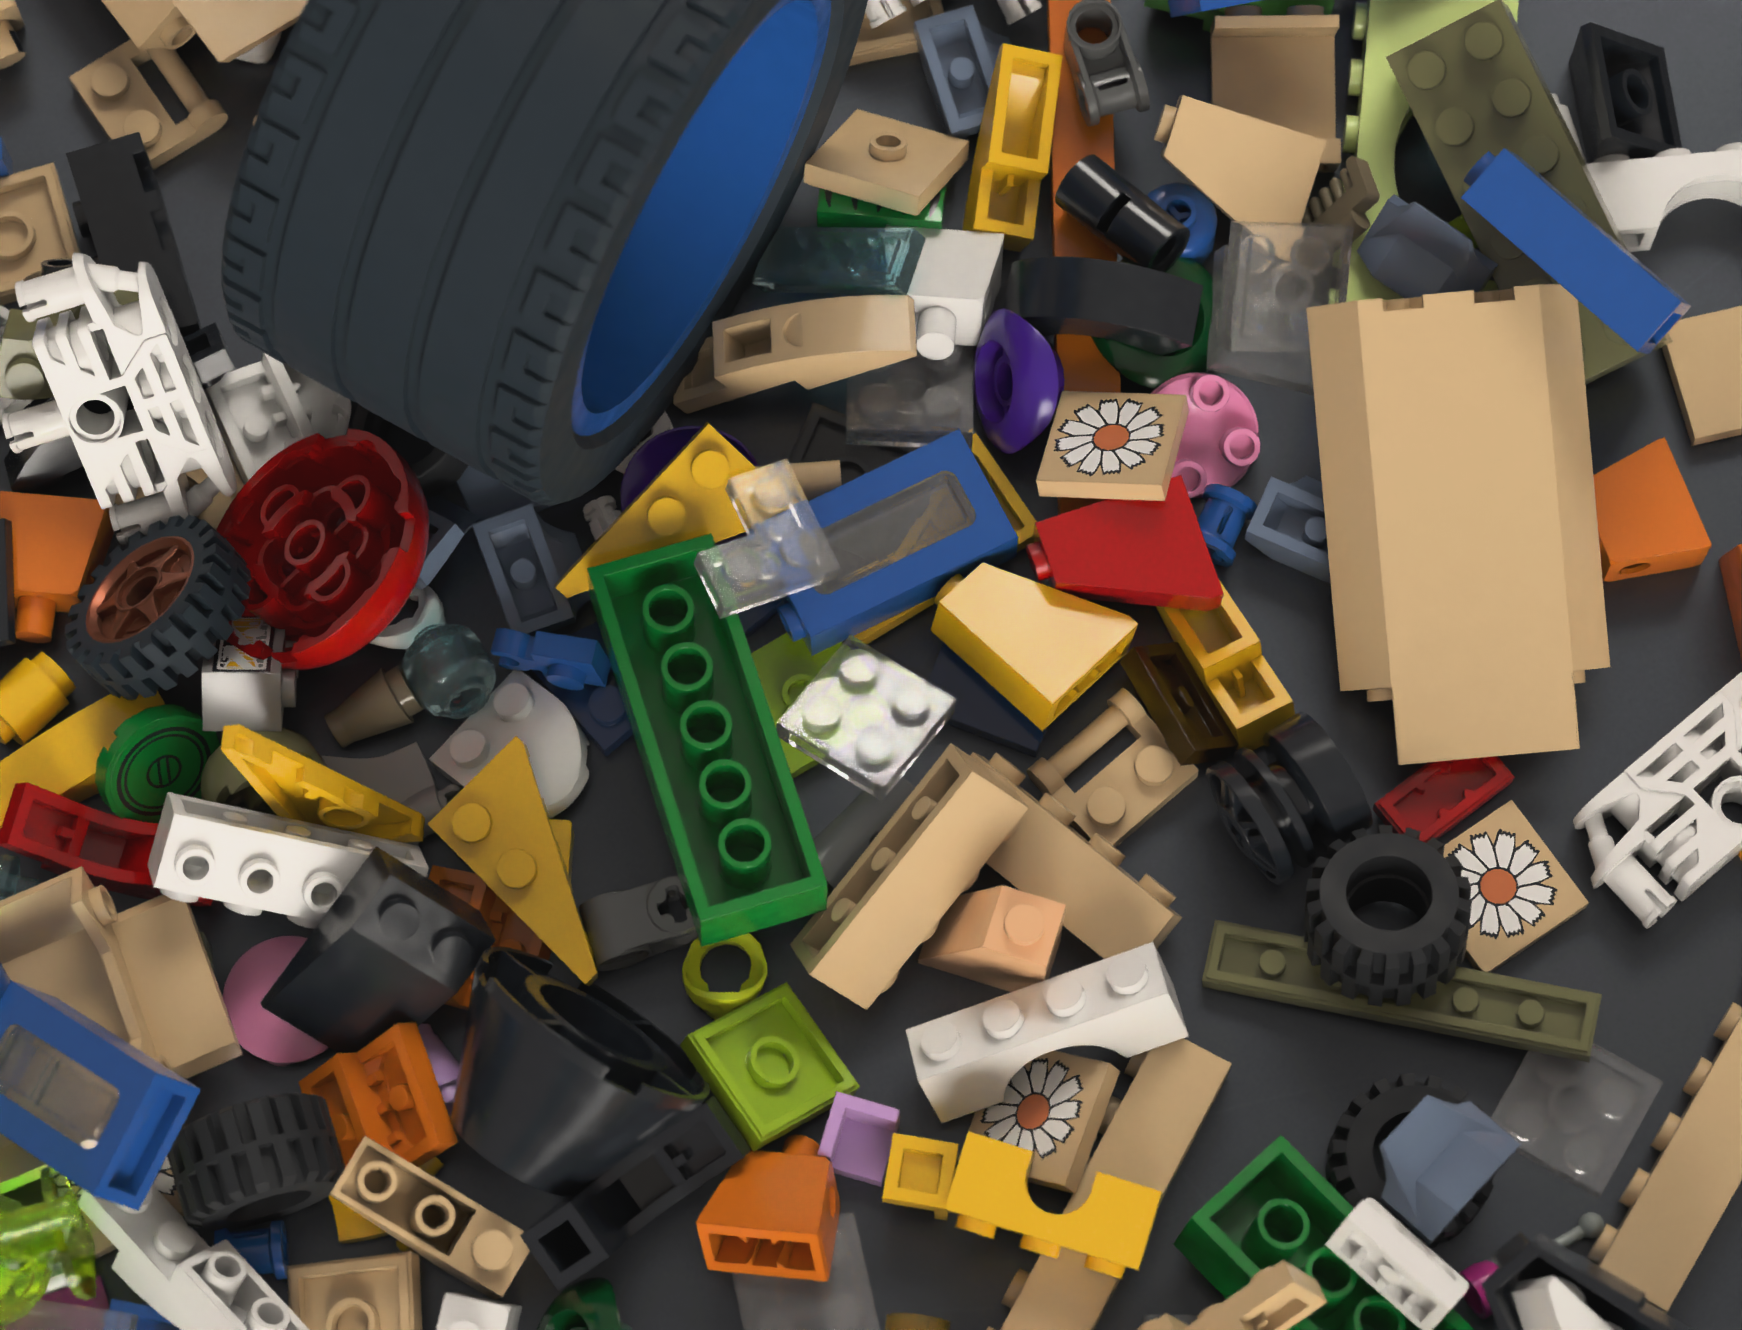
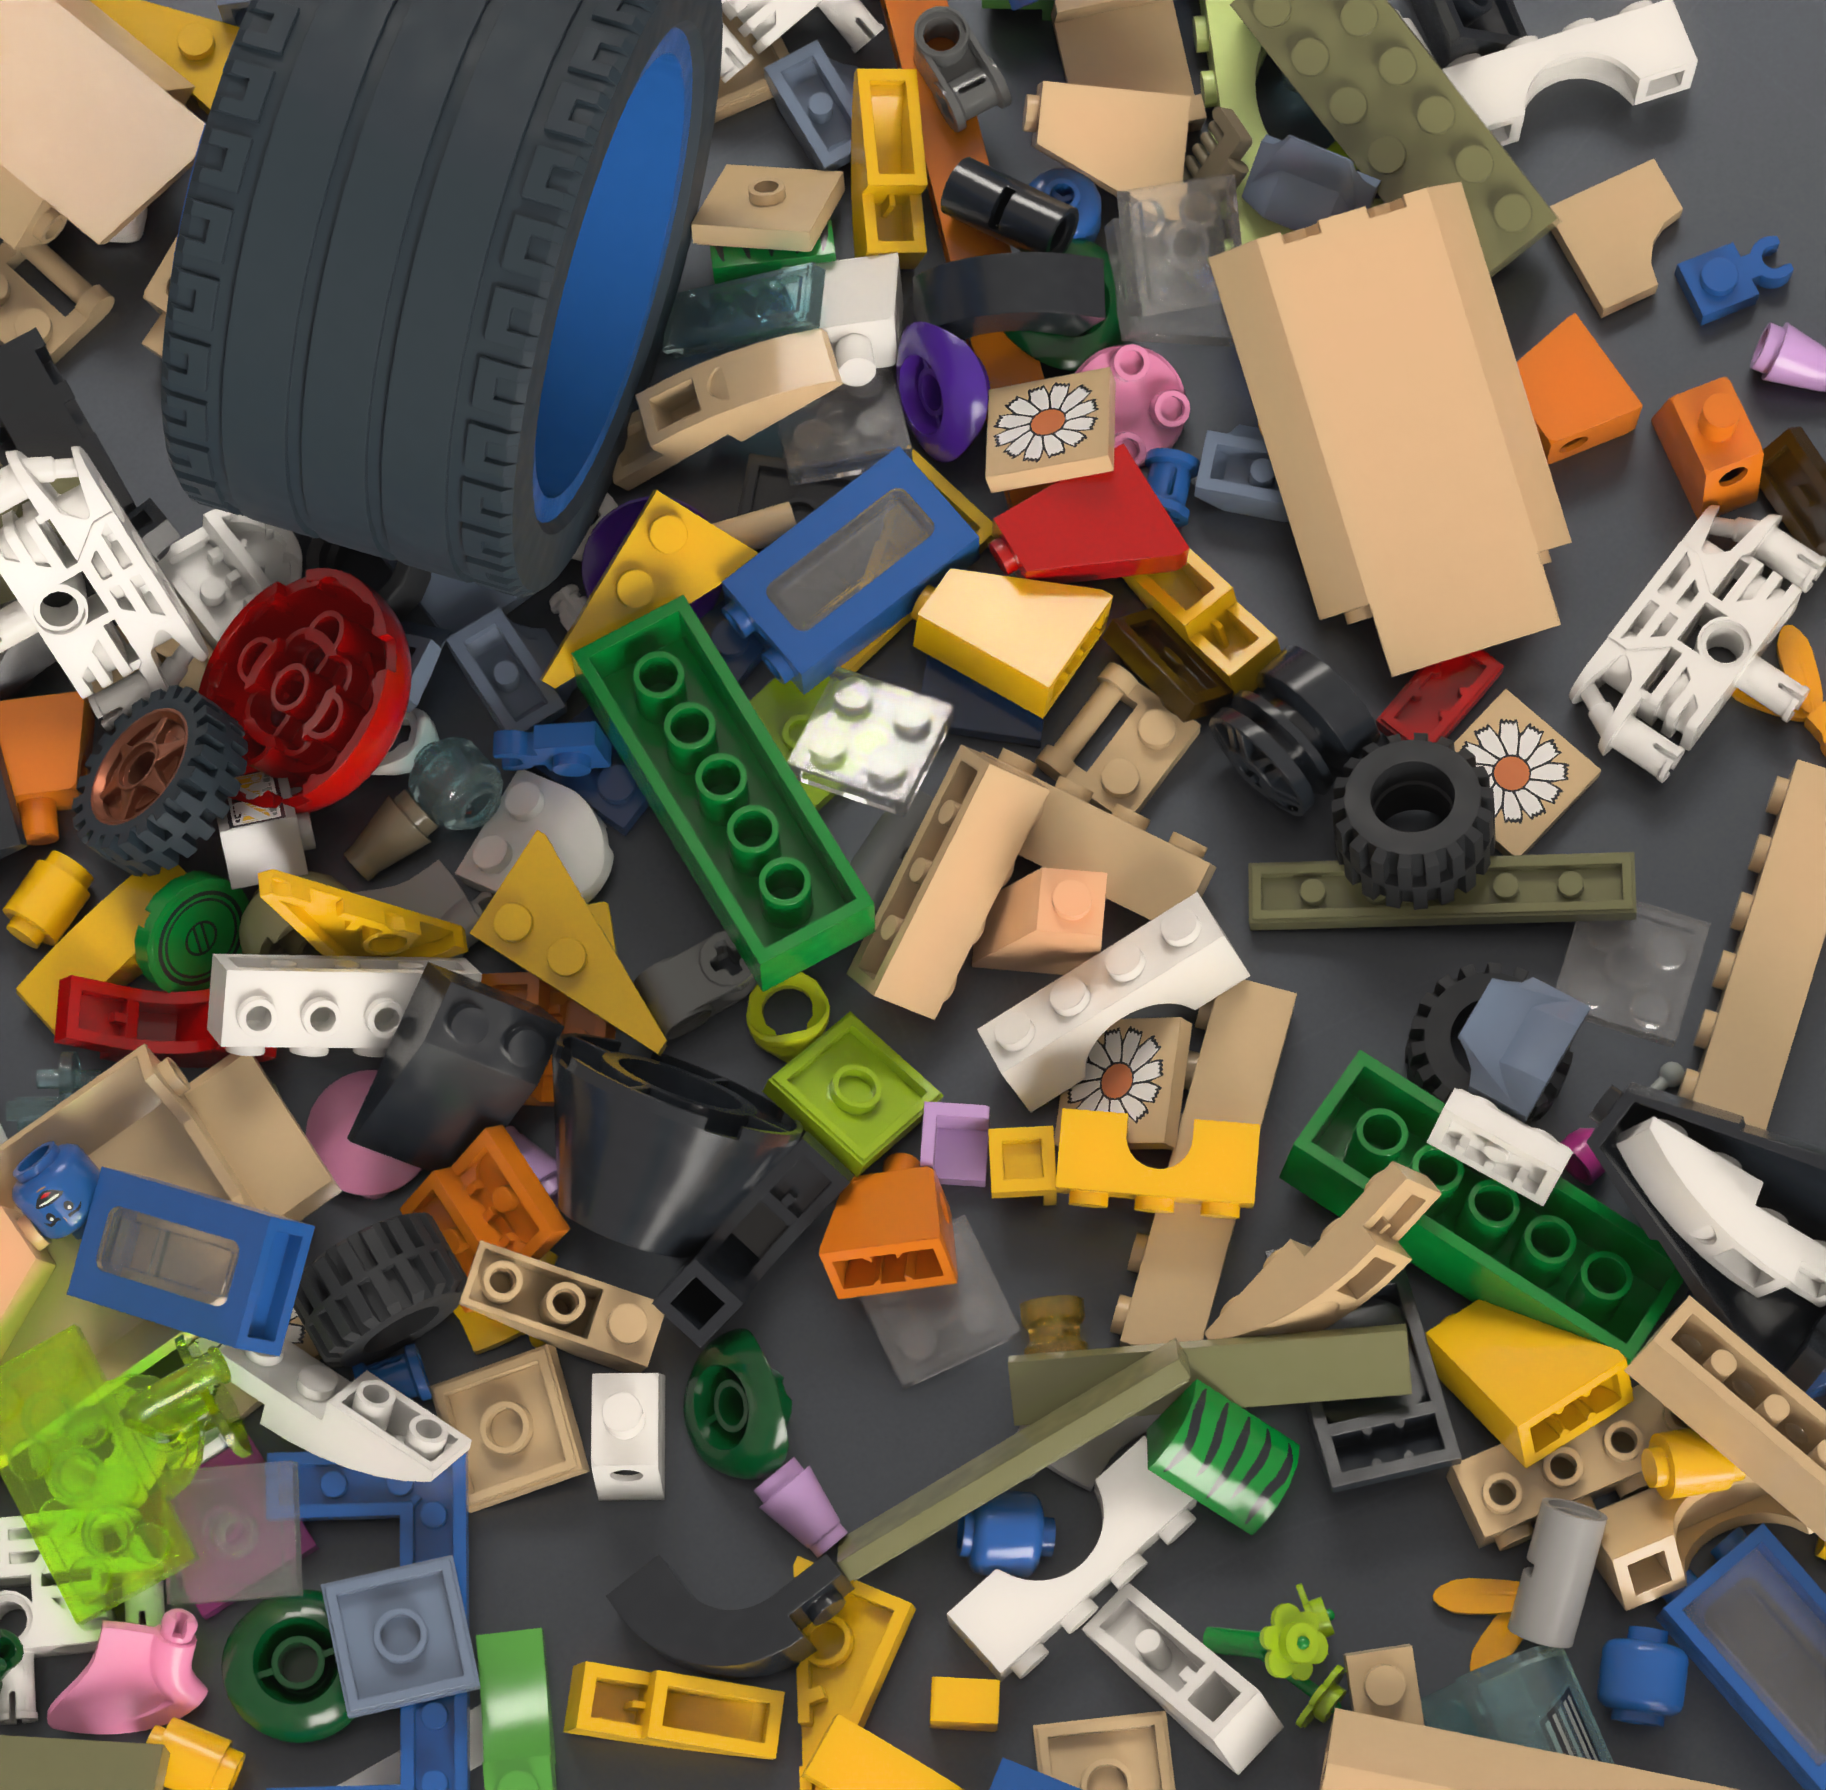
camera: 10 degrees left, 0 degrees up
(781, 549) = (754, 594): clear plate -> none
(1573, 249) = (1452, 147): blue piece -> none

